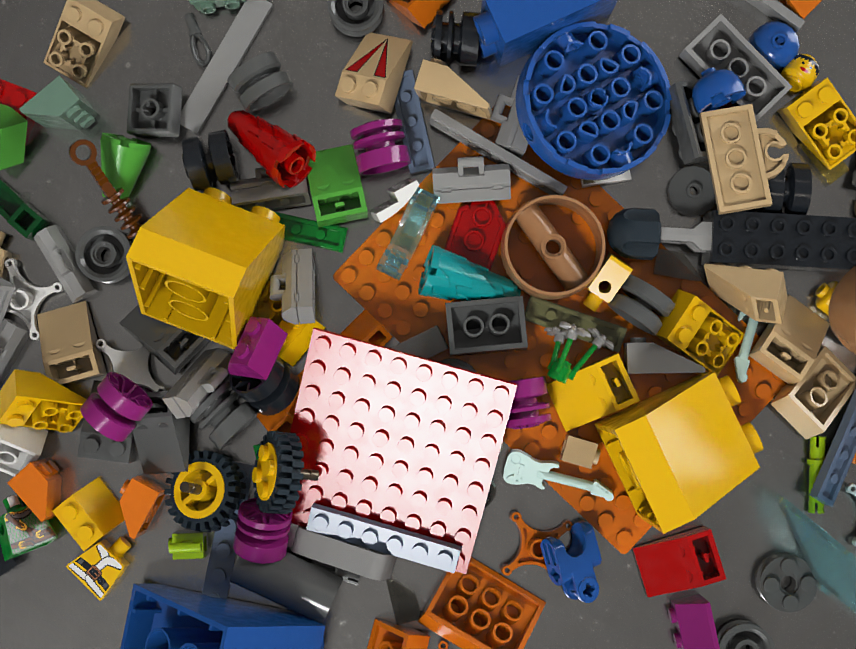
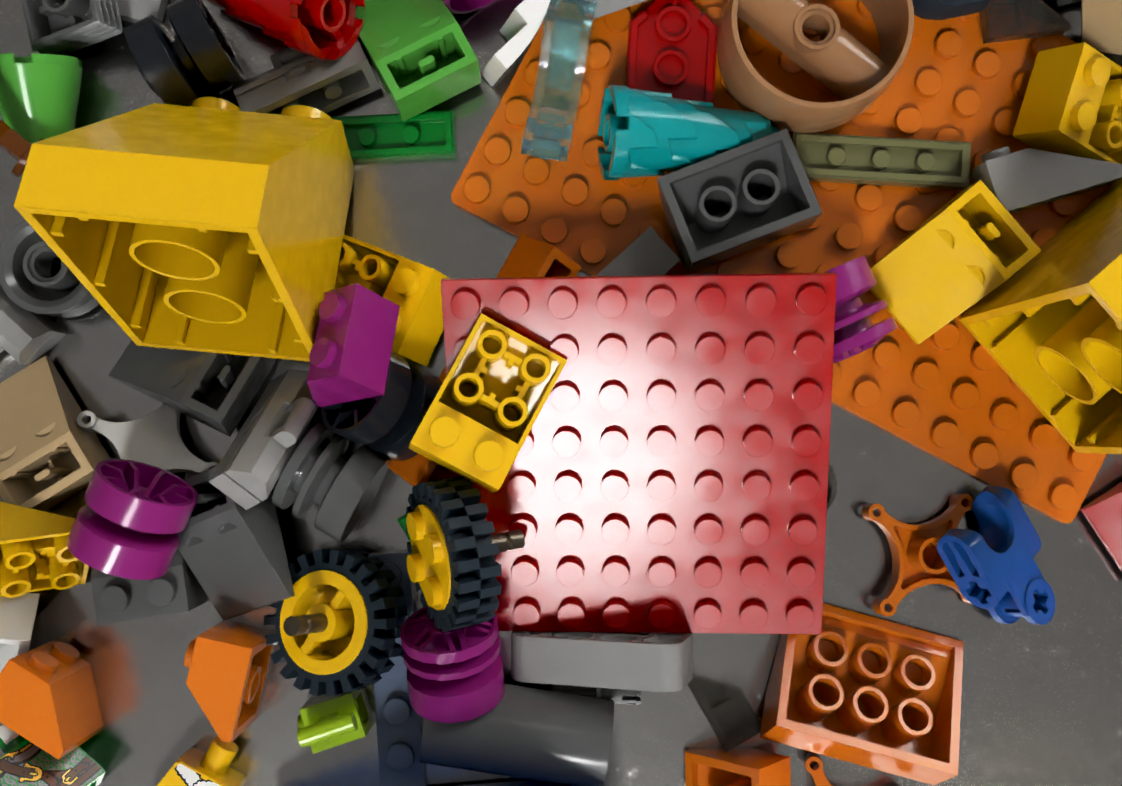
camera: 25 degrees left, 0 degrees up
(90, 513) = (147, 716): yellow slope -> none
(299, 278) = (400, 231): light grey piece -> none
(319, 400) = (487, 404): none -> yellow slope
(383, 538) = (666, 613): plate -> none
(524, 469) = (866, 427): light aqua piece -> none
(560, 368) = (889, 236): plant -> none
(579, 452) = (953, 371): tan brick -> none
(613, 271) = (930, 60): yellow torso -> none
(642, 304) = (993, 87): dark grey wheel -> none

